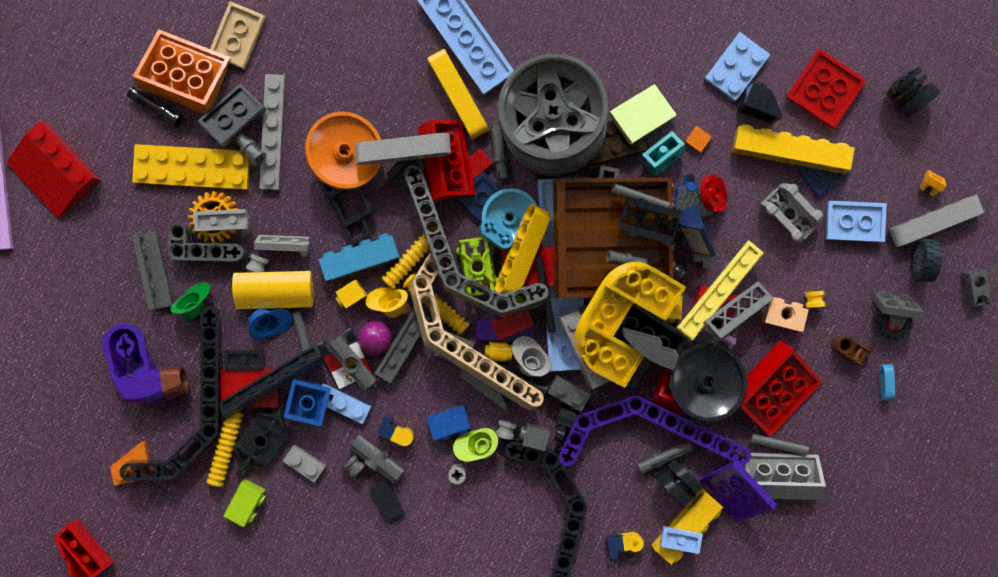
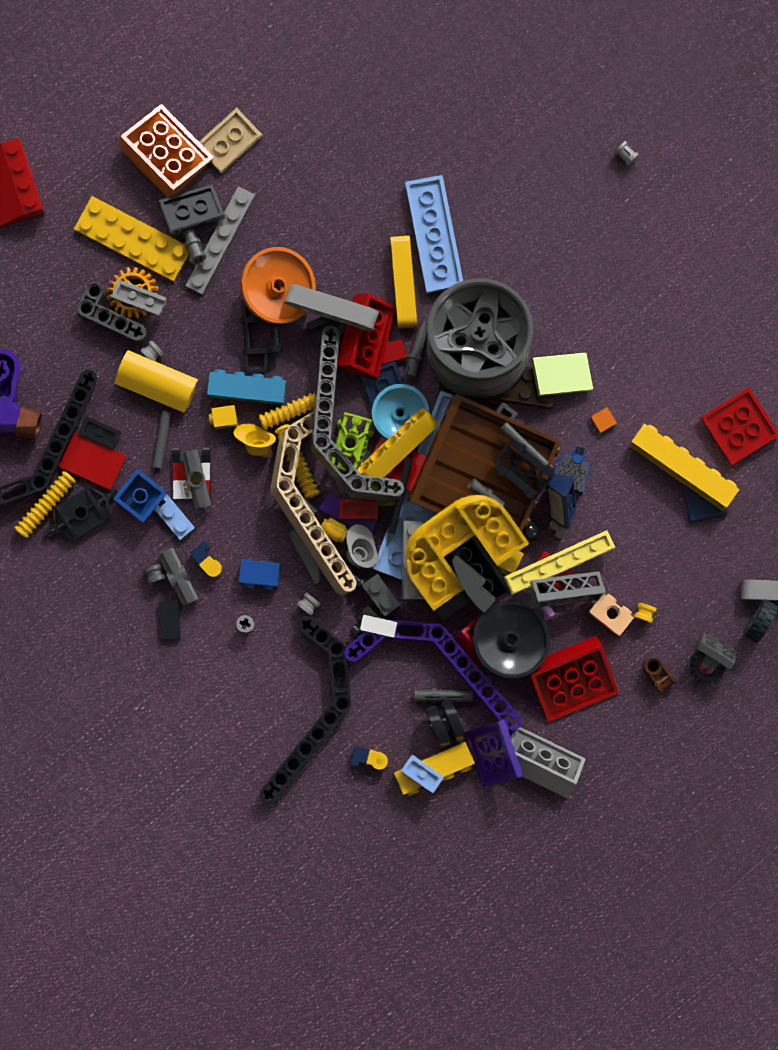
camera: 25 degrees right, 5 degrees down
(153, 270) = (55, 315): dark grey fence -> none
(162, 112) = (130, 178): black pin -> none
(192, 302) = (76, 360): green piece -> none
(245, 502) = (40, 563): lime brick -> none
(269, 323) = (138, 409): blue piece -> none
(271, 381) = (116, 462): black tile -> none
(283, 243) = (184, 344): light grey hinge -> none
(304, 463) = (110, 552): light grey plate -> none
(375, 338) = (227, 467): magenta hair -> none
(400, 348) = (246, 486): dark grey gear -> none
(476, 445) = (275, 604): lime piece -> none
(493, 238) = (376, 424): dark azure beam -> none
(534, 436) = (331, 619): dark grey brick -> none
(579, 422) = (378, 626): none -> white sticker
(663, 154) = (564, 418): teal brick -> none
(714, 193) = (594, 474): red tile -> none
(737, 66) = (668, 370): light blue plate -> none
(760, 103) = (671, 411): black slope -> none
(779, 444) = (553, 732): dark grey piece -> none
(799, 205) = (668, 522): light grey piece -> none
(855, 221) = (714, 558): light blue plate -> none
(886, 382) = (677, 719): dark azure beam -> none

